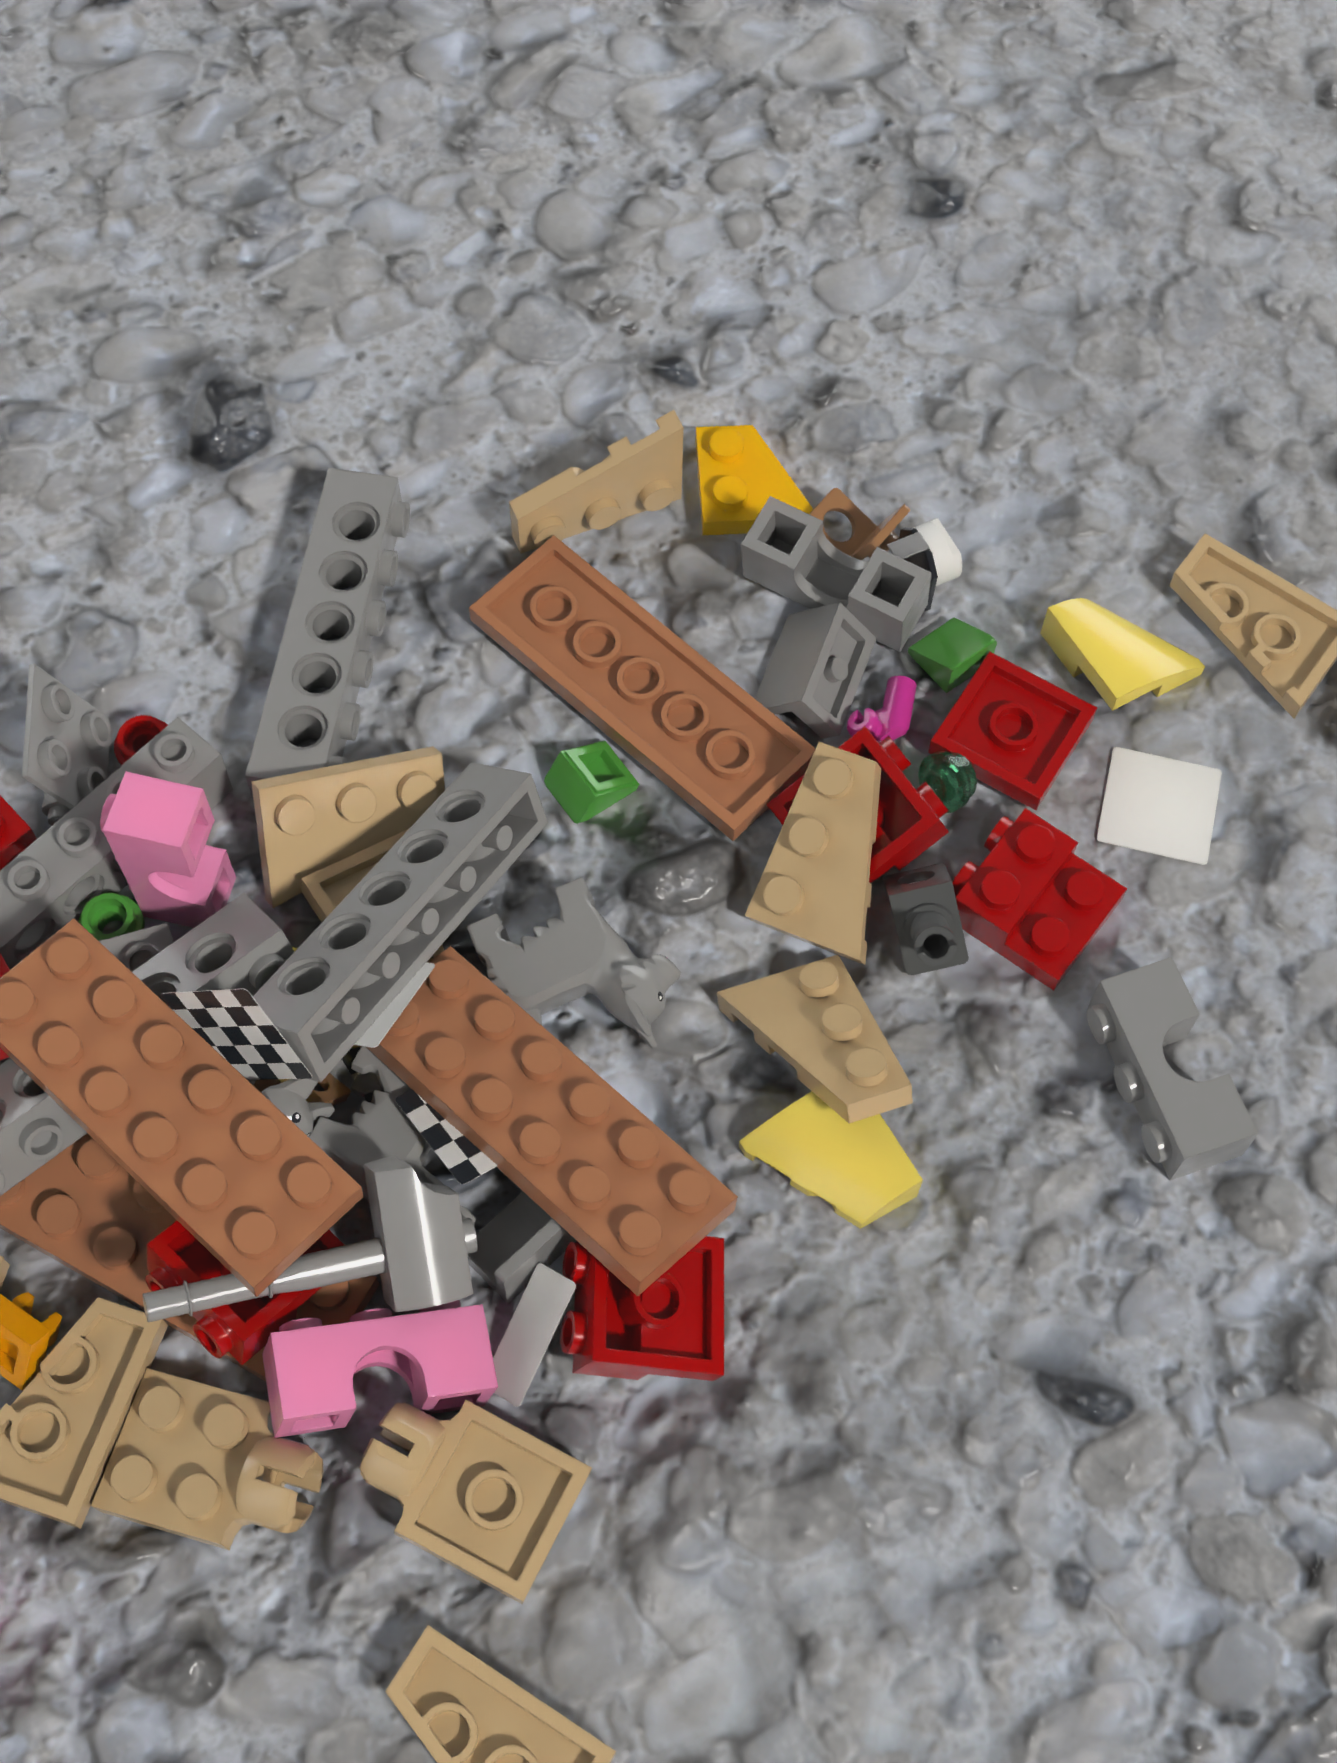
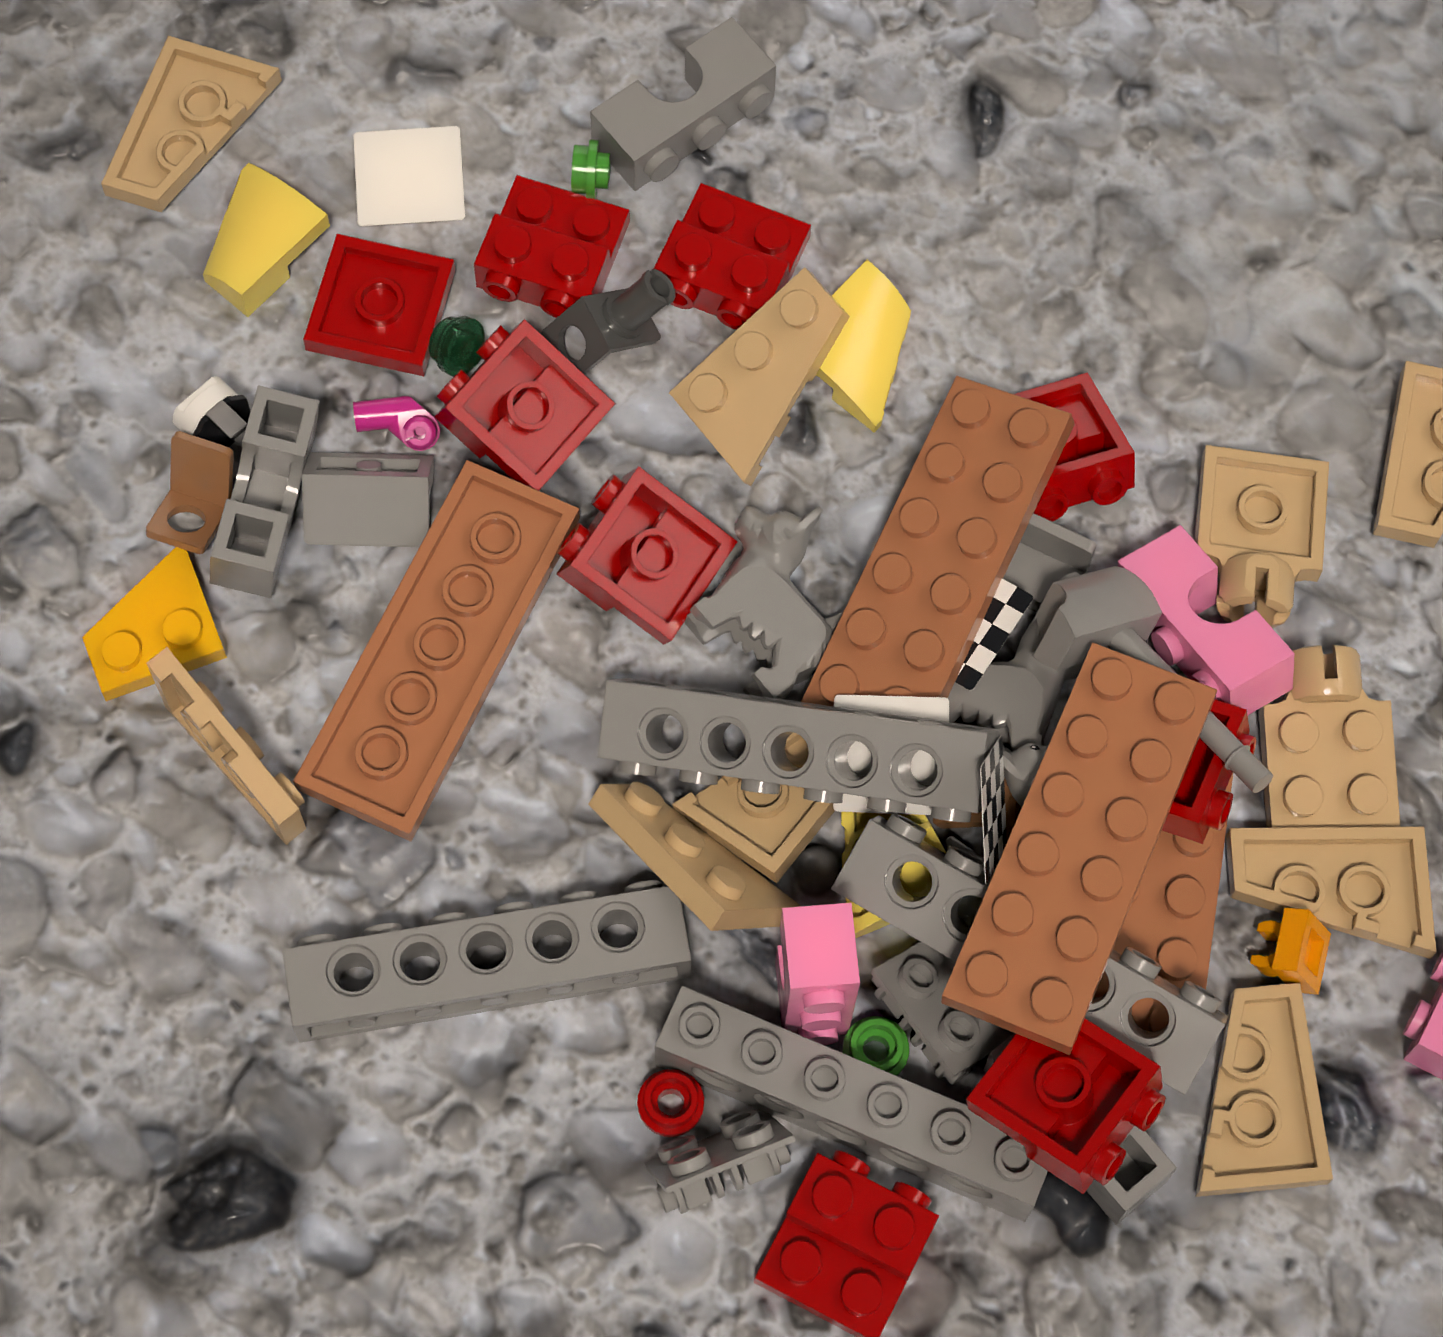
camera: 110 degrees left, 5 degrees up
(530, 1332) = (1112, 526): white sticker -> none
(589, 780) = (558, 666): bright green slope -> none
(666, 872) = (644, 553): none -> plate
(822, 858) = (582, 418): tan wing -> none
(952, 652) = (307, 371): bright green slope -> none
(977, 1061) = (730, 255): none -> red plate
(1112, 951) = (589, 169): none -> bright green plate

